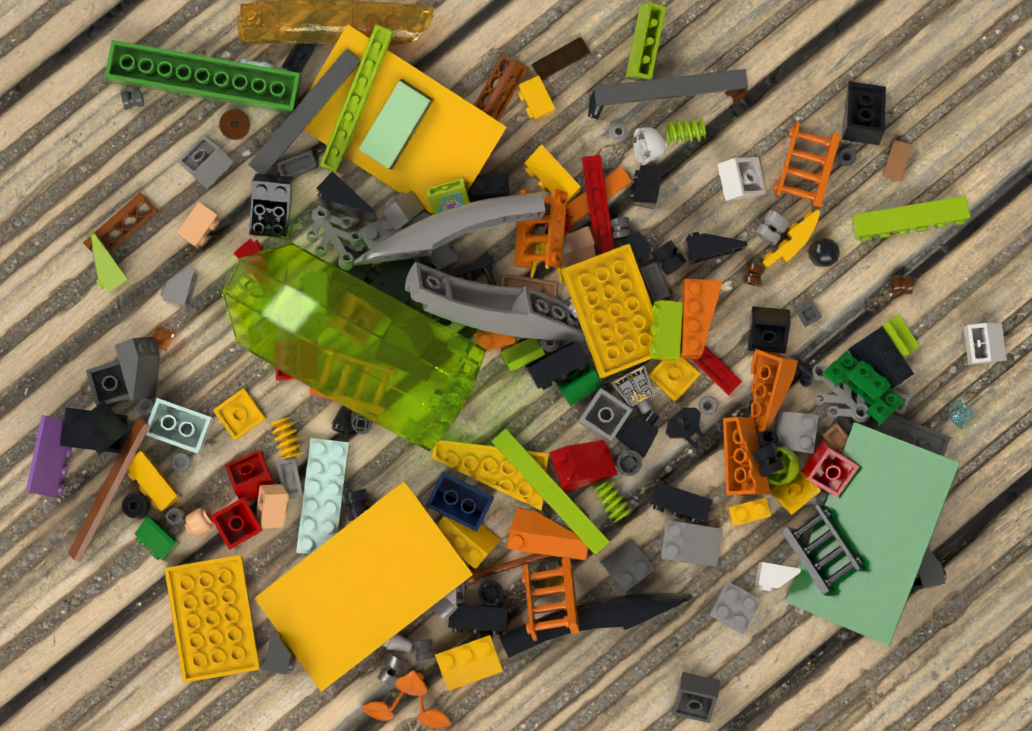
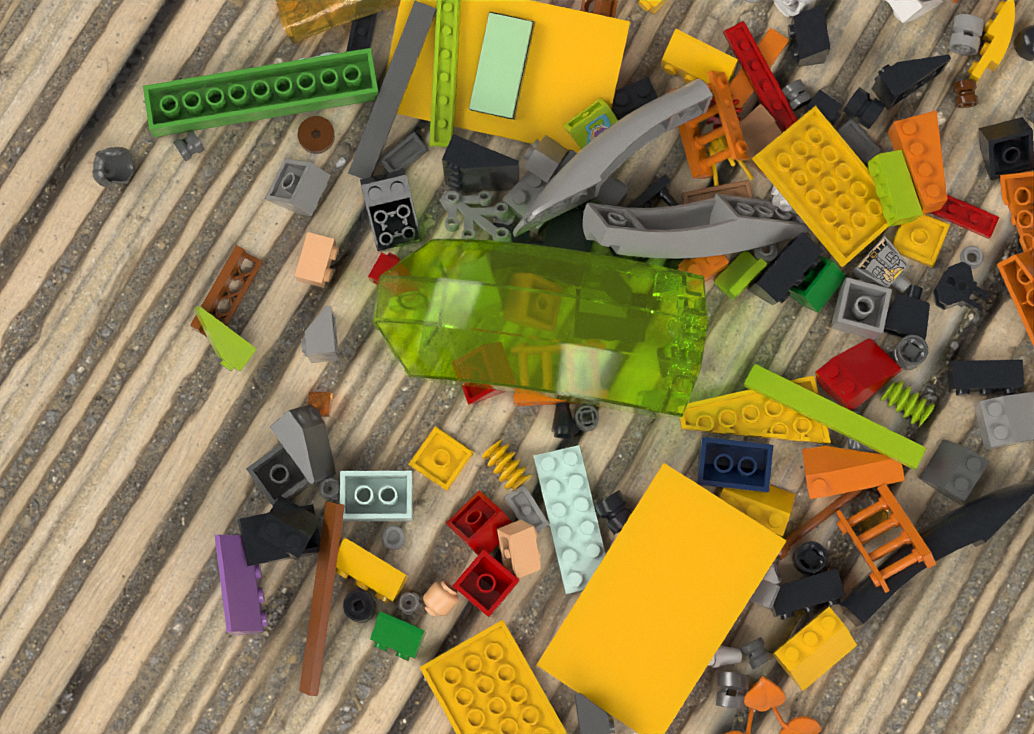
camera: 15 degrees left, 5 degrees down
(67, 94) = (112, 166): none -> dark grey hair

